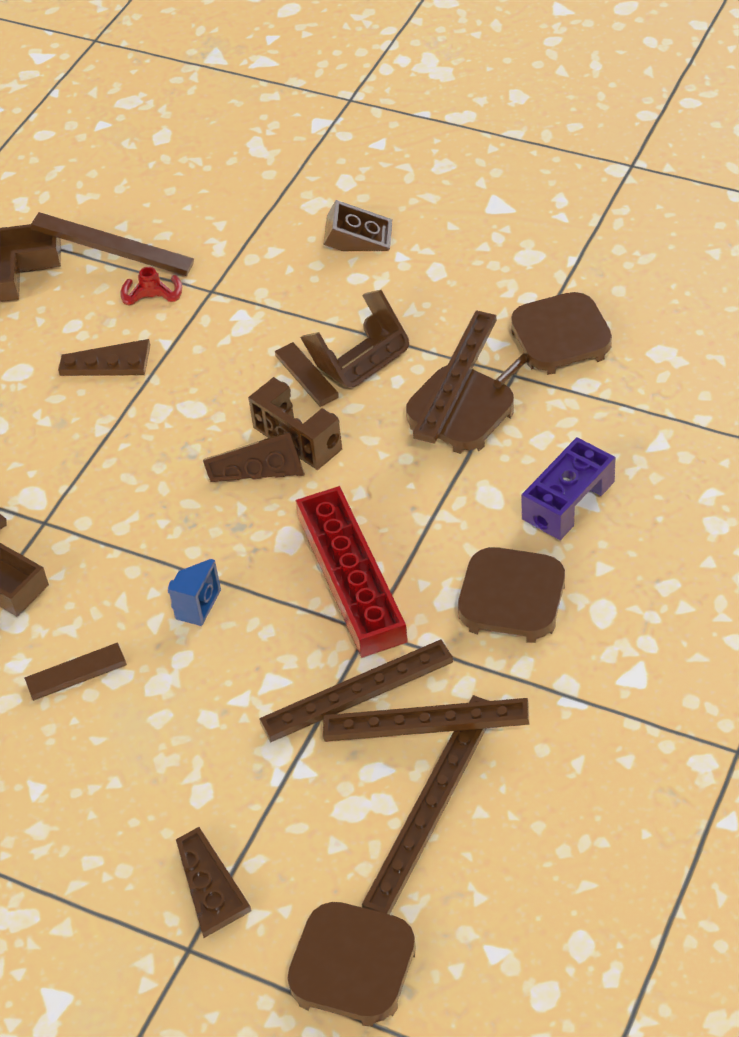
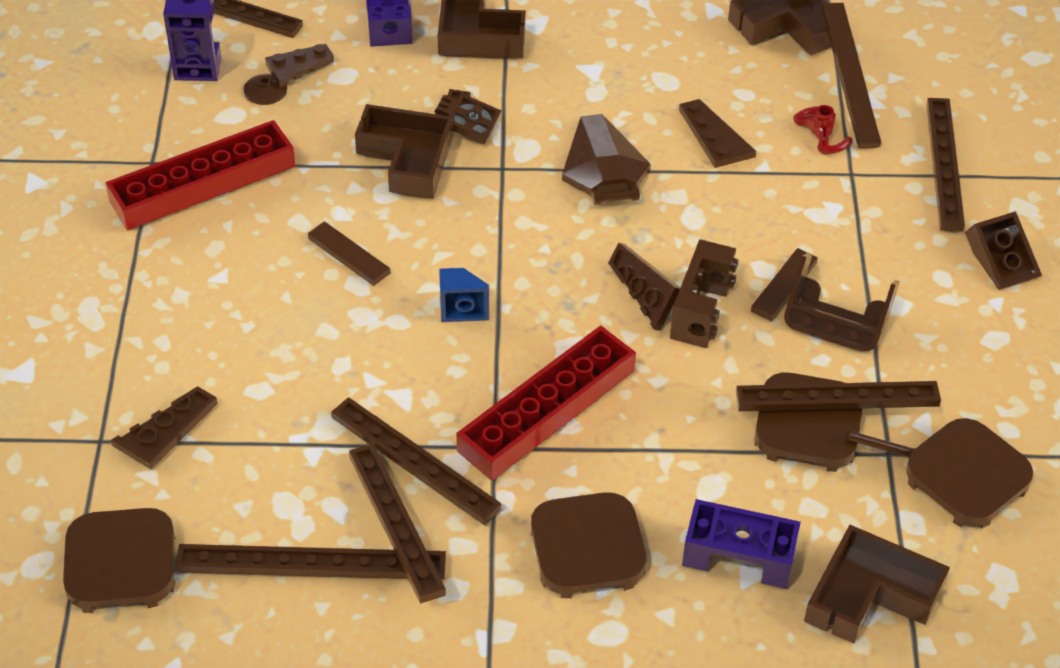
camera: 60 degrees right, 0 degrees up
(91, 445) = (604, 162): none -> reddish brown windscreen
(243, 229) = (945, 165): none -> reddish brown plate
(636, 424) = (872, 572): none -> reddish brown piece

